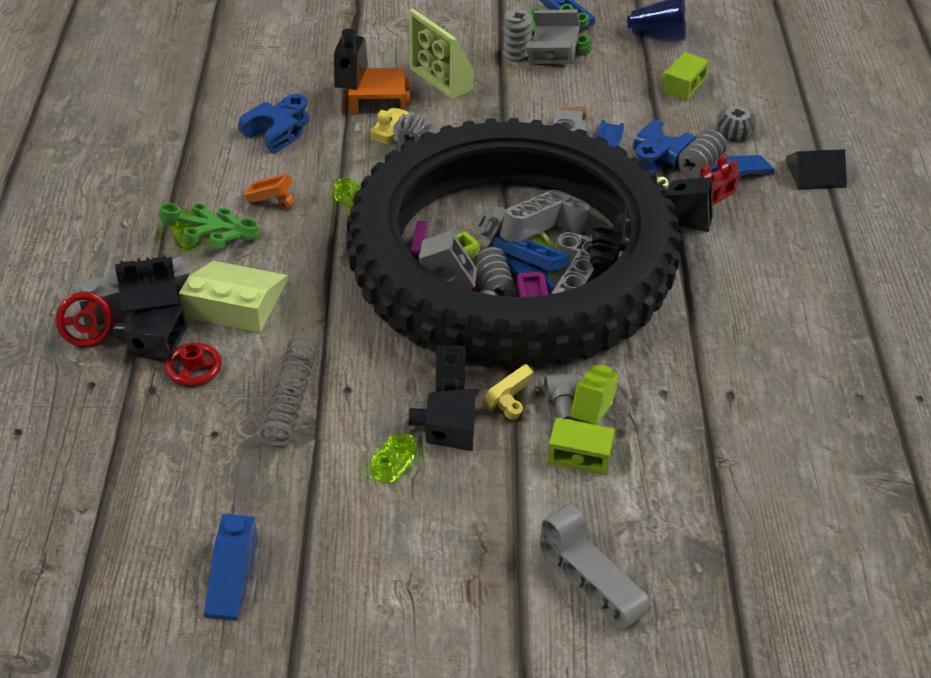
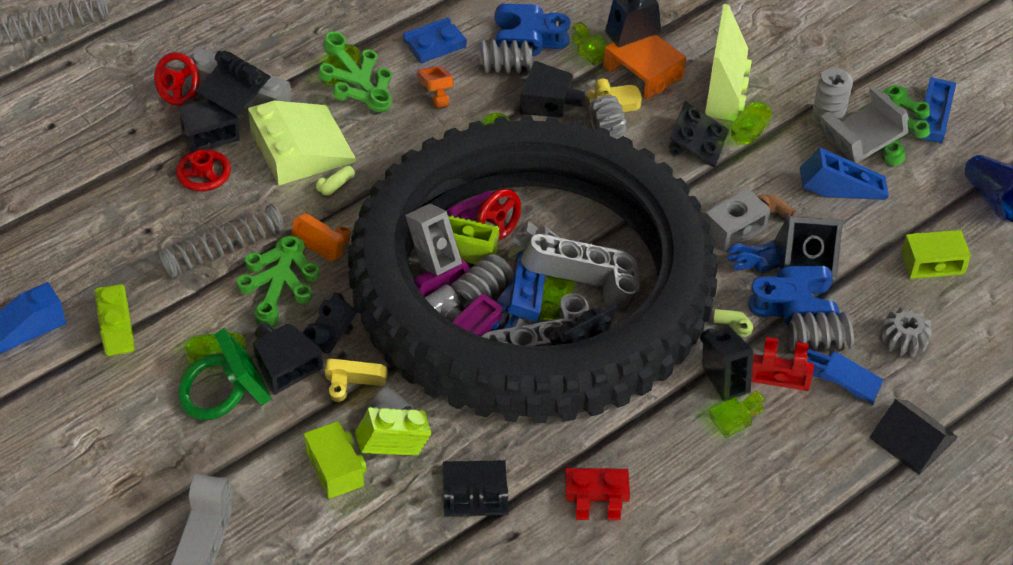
camera: 50 degrees right, 5 degrees up
(221, 172) = (434, 40): none -> blue plate
(289, 145) = (505, 56): none -> light grey piece
(301, 499) = (114, 320): none -> lime brick
(302, 294) = (334, 182): none -> yellowish green arm
(327, 106) = (589, 46): none -> clear neon green plate
(341, 360) = (287, 250): none -> bright green plant
(348, 146) = (549, 92): none -> black torso
(350, 334) = (320, 237): none -> orange piece
(441, 225) = (496, 213): none -> red piece
(445, 446) = (239, 370): none -> green tile
(468, 107) = (698, 135): none -> black hinge
(488, 81) = (751, 123): none -> clear neon green plate
(580, 74) = (841, 178): none -> blue slope
(627, 115) = (809, 242): none -> black slope
(676, 387) = (475, 488): none -> black hinge
(728, 232) = (736, 416): none -> clear neon green plate
(734, 329) = (597, 485): none -> red plate

